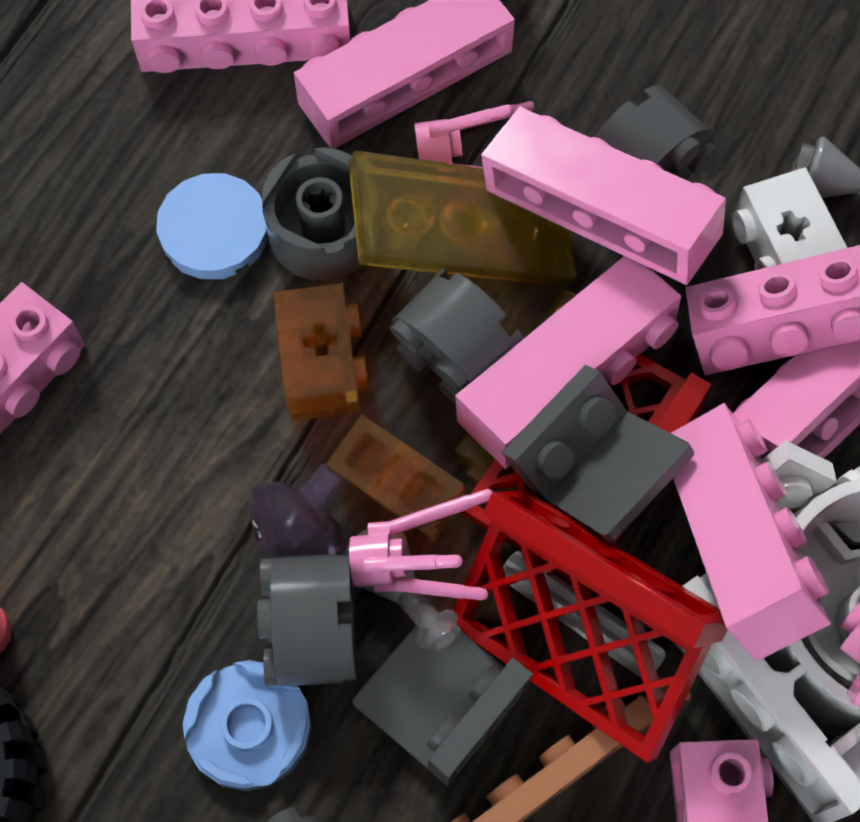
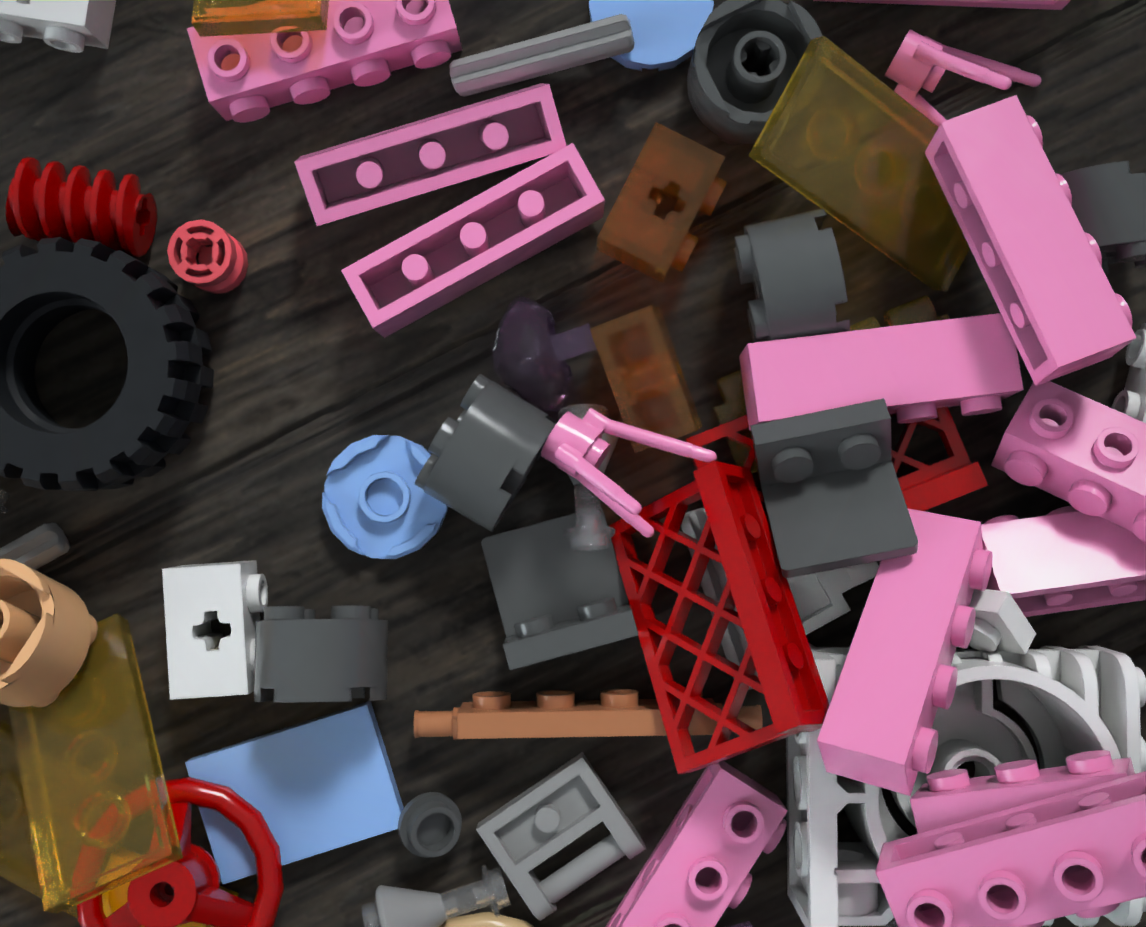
camera: 35 degrees right, 20 degrees up
(109, 424) = (431, 153): none -> bright pink brick
(151, 306) = (542, 55): none -> light grey axle
(189, 468) = (476, 241): none -> bright pink brick
(653, 543) = (820, 594): none -> white plate

